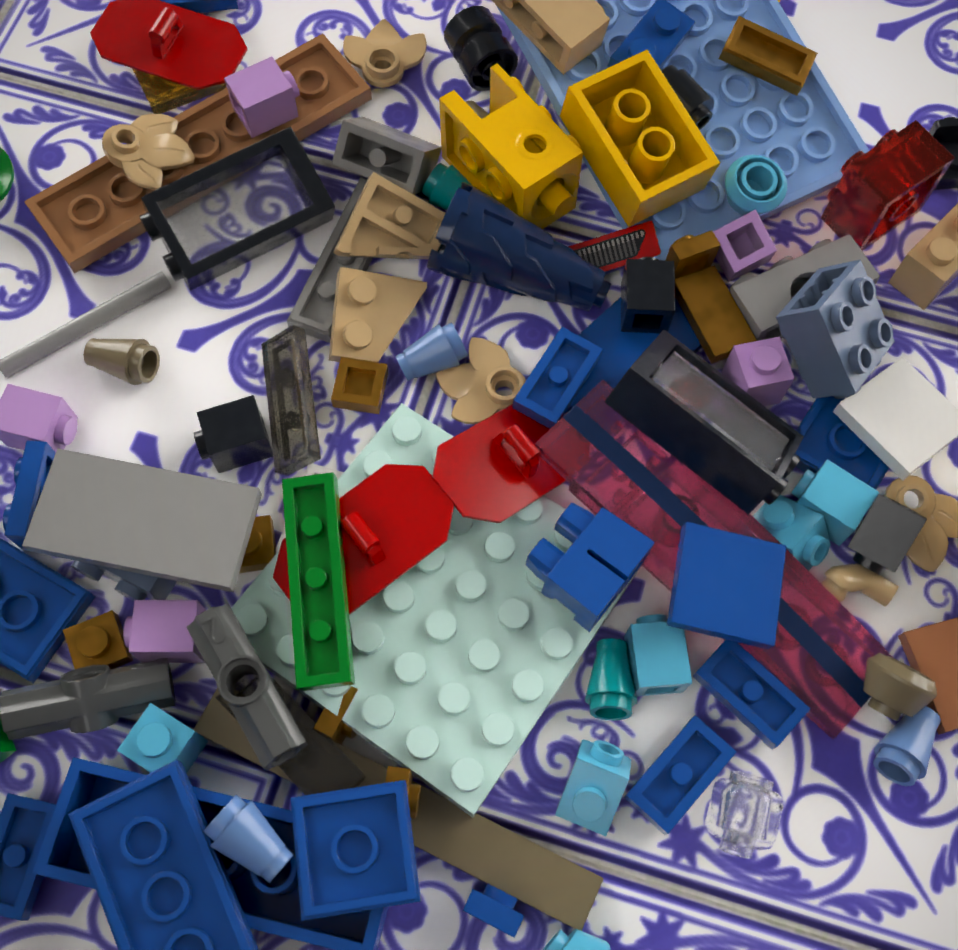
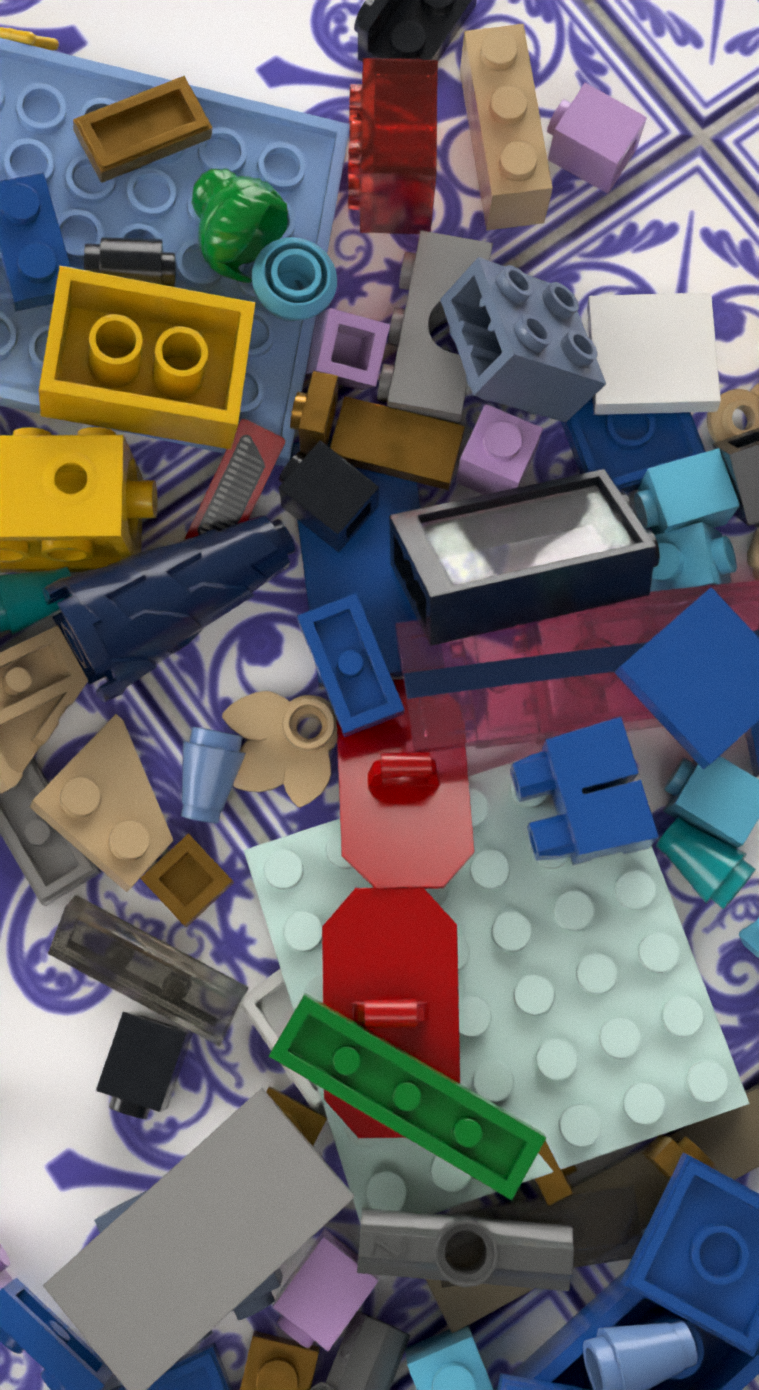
camera: 55 degrees left, 10 degrees up
(761, 130) = (236, 219): none -> green piece

